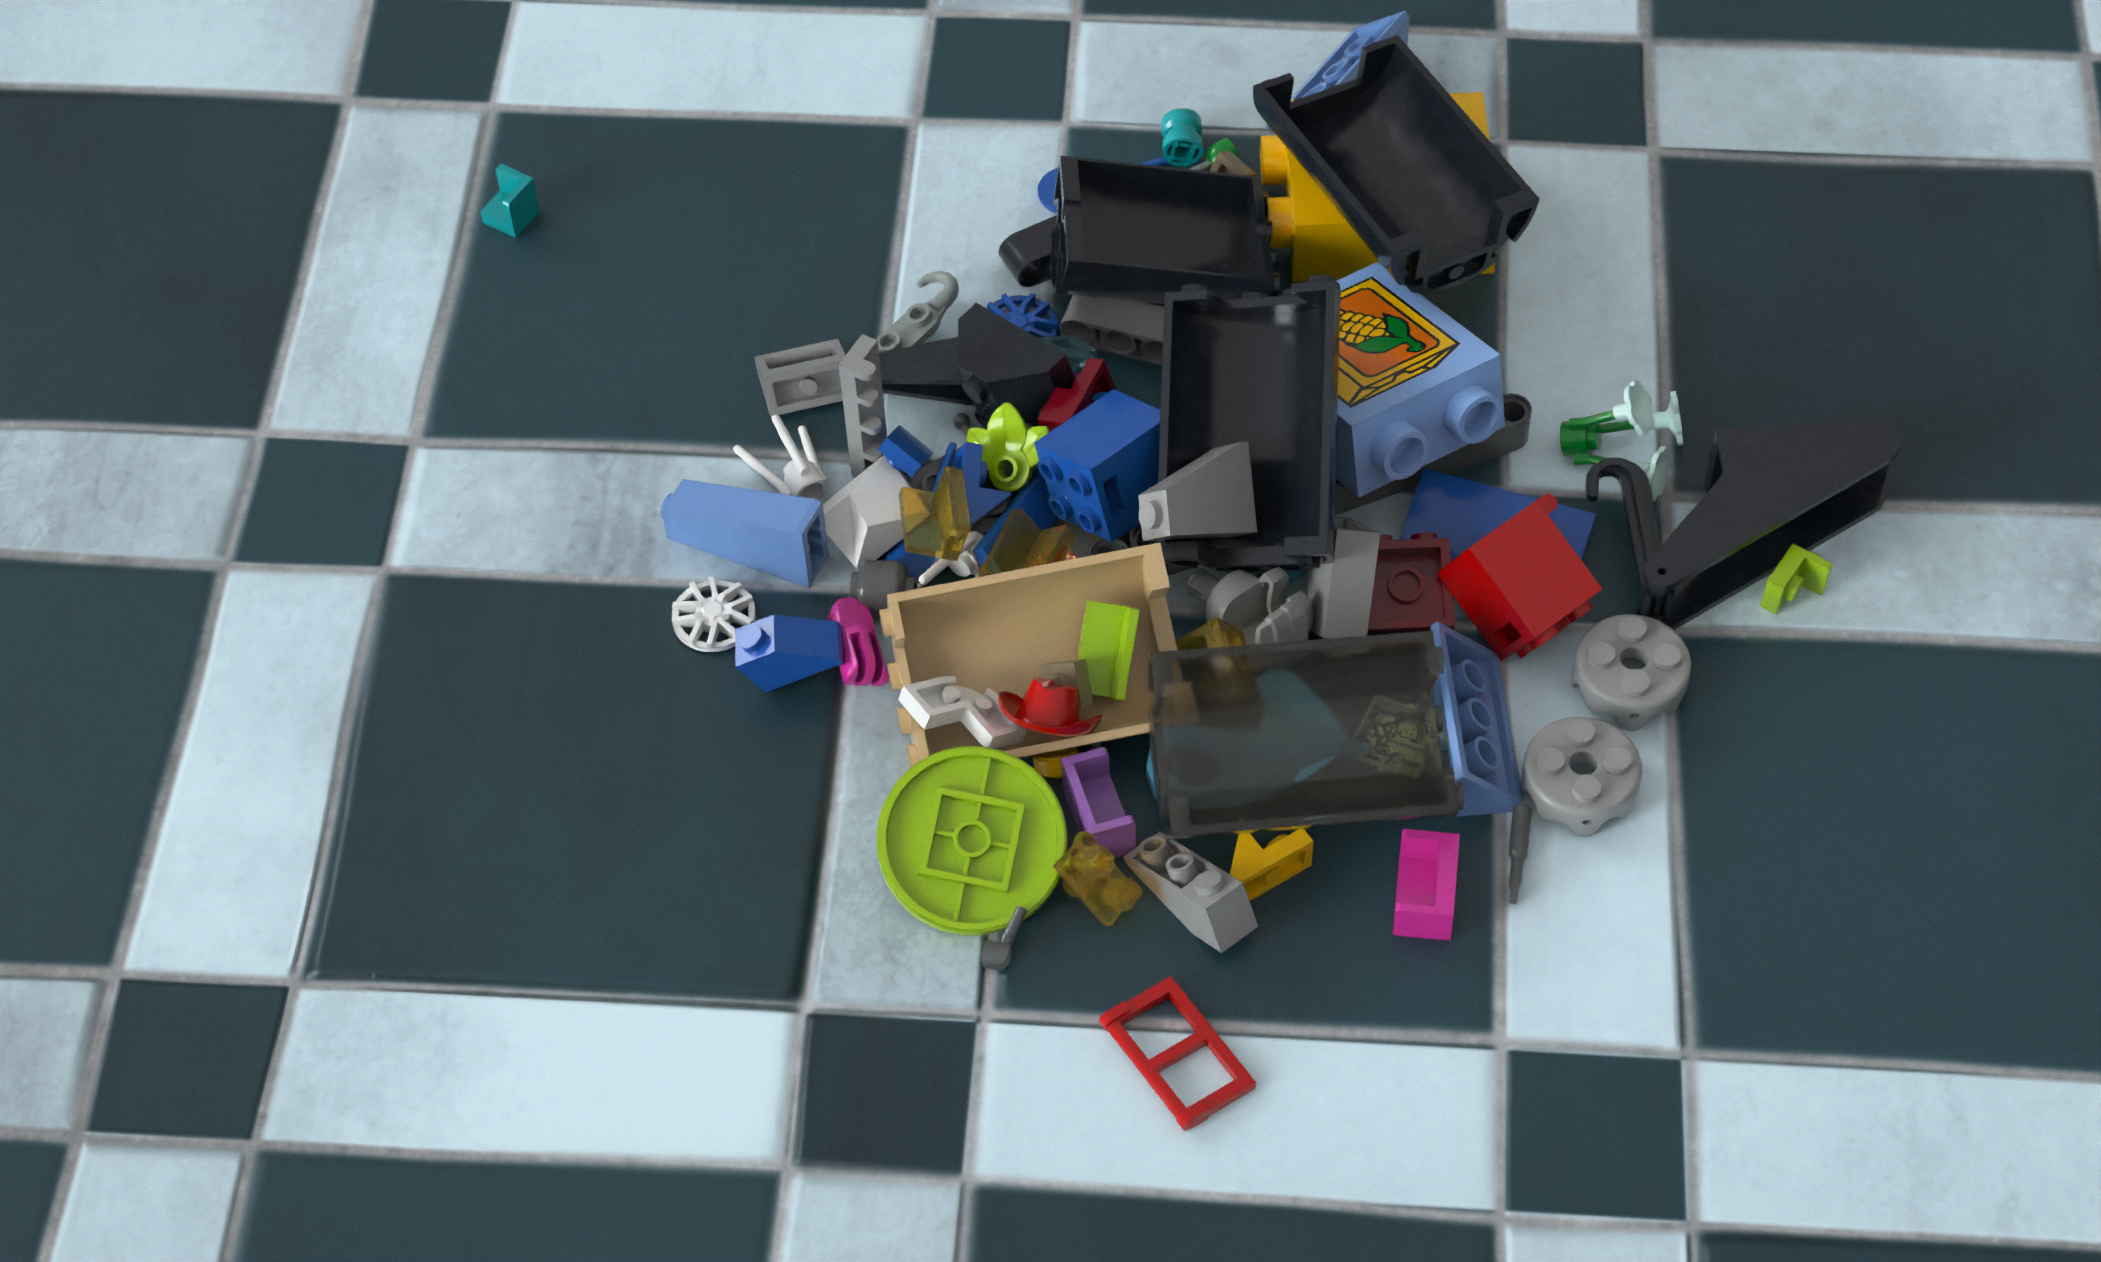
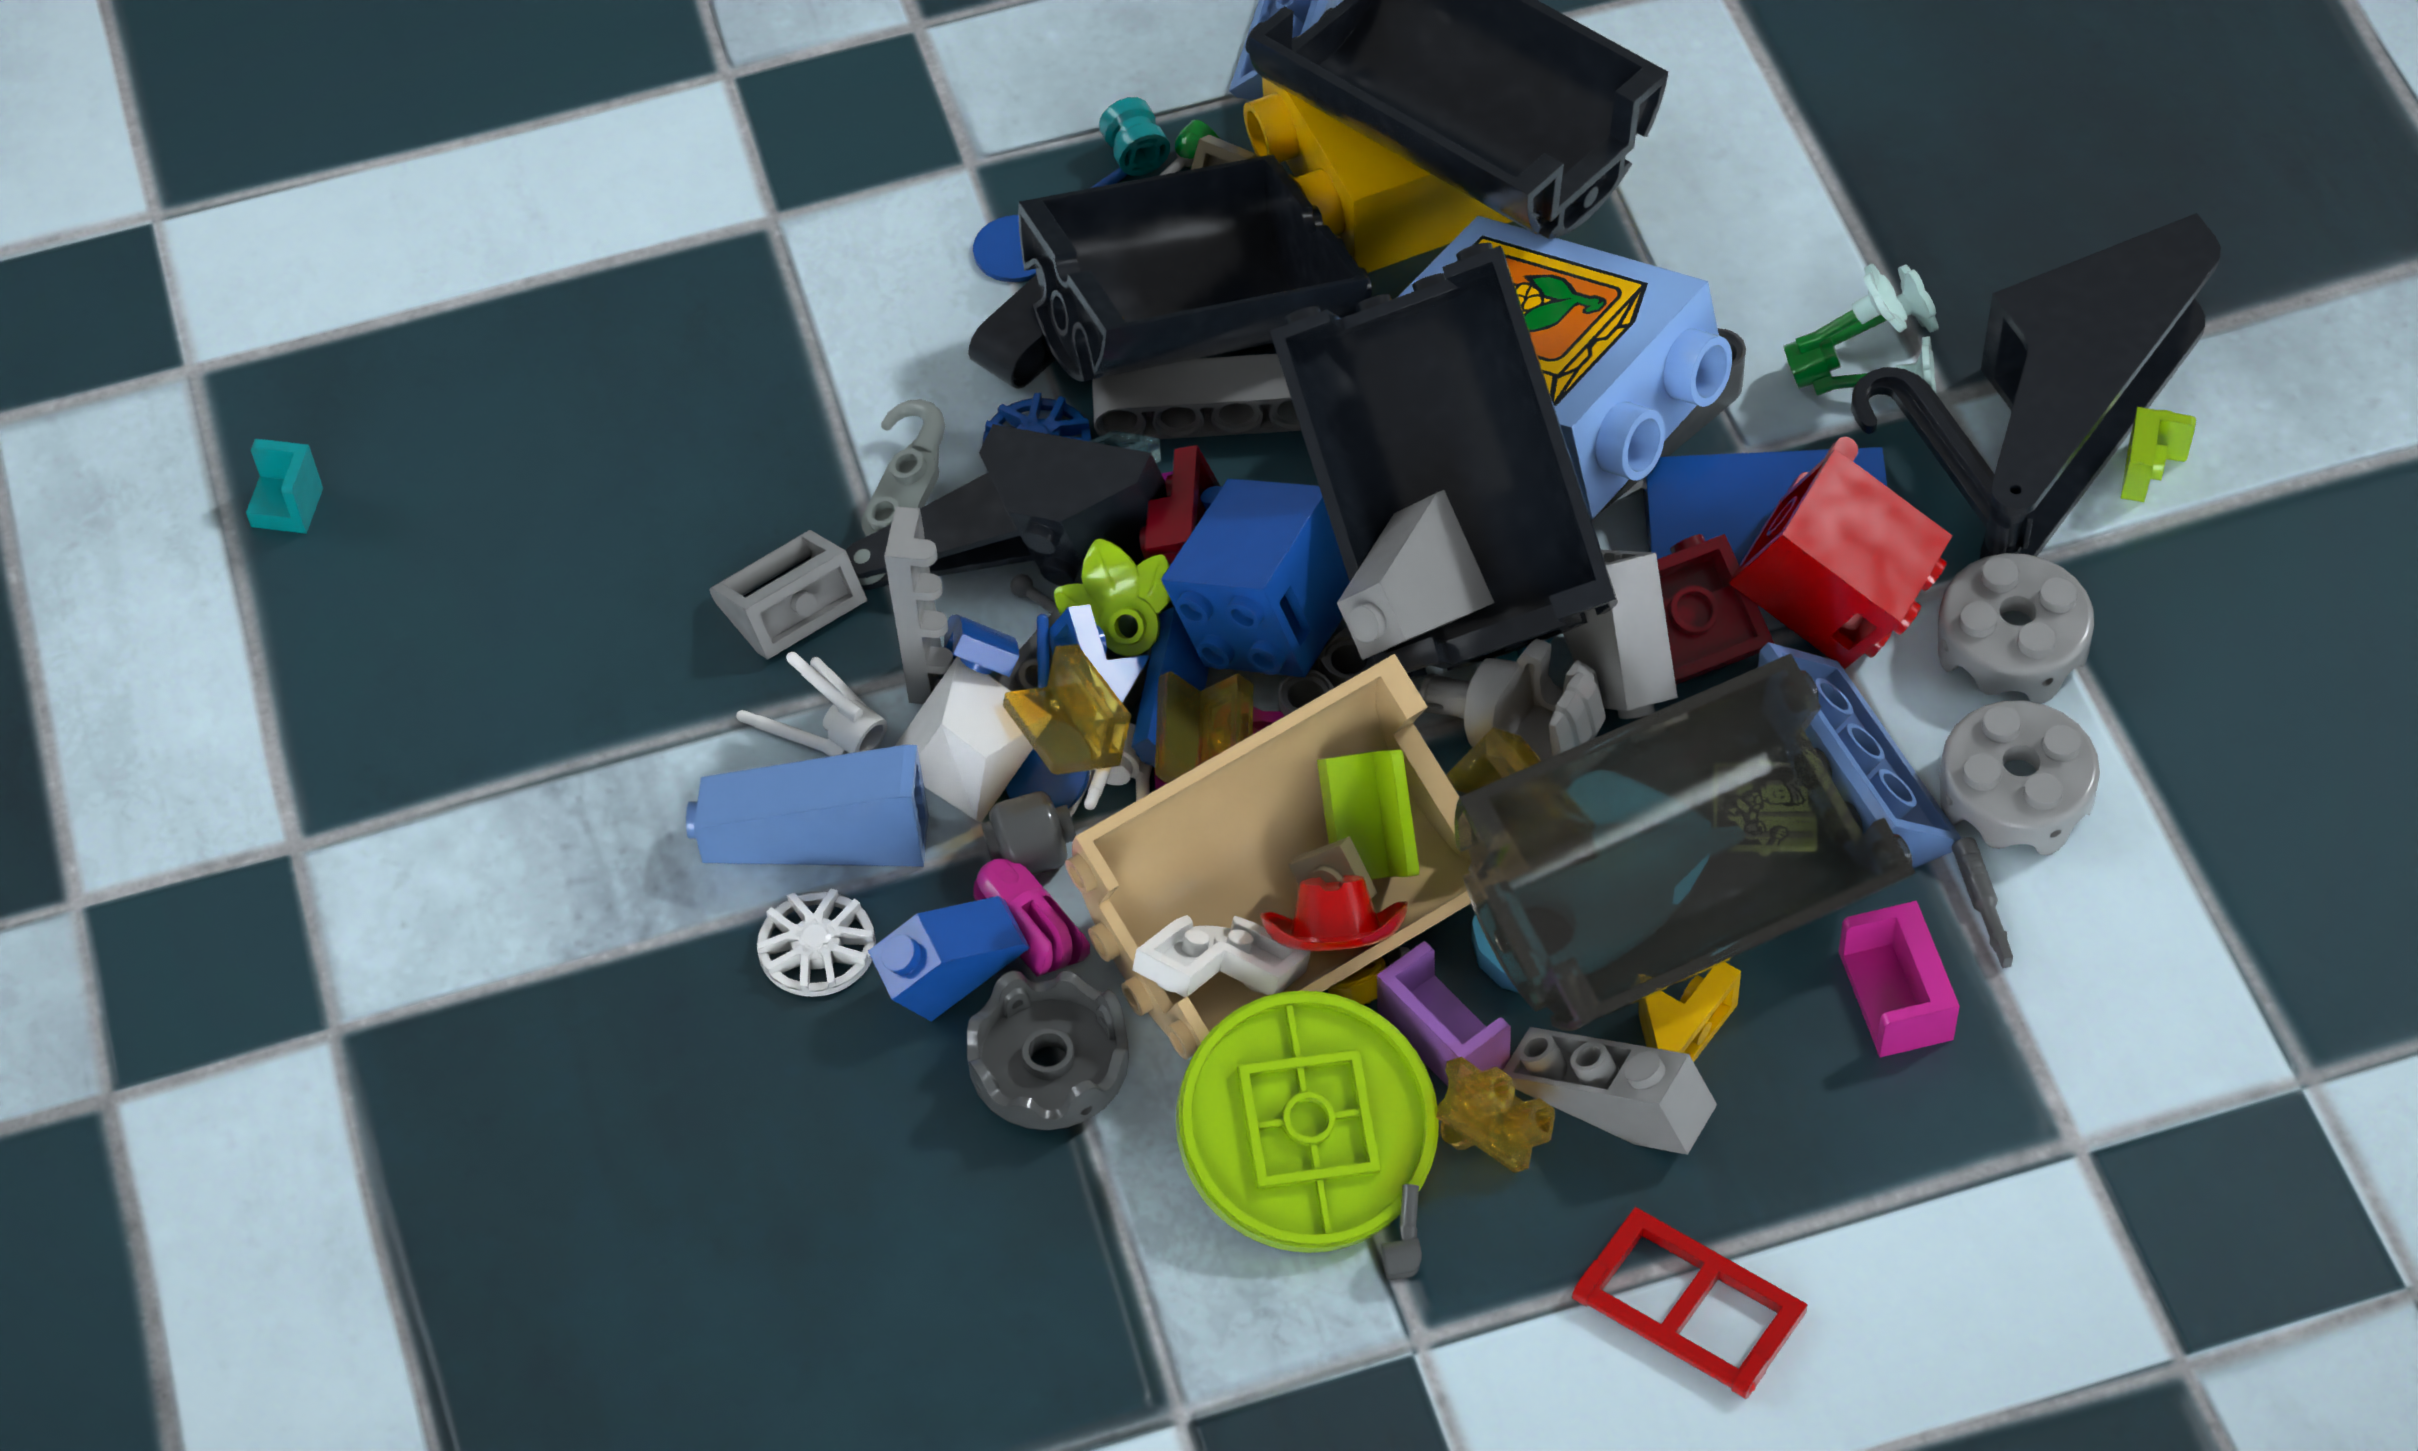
camera: 20 degrees left, 0 degrees up
(821, 711) = (1037, 1015): none -> dark grey plate

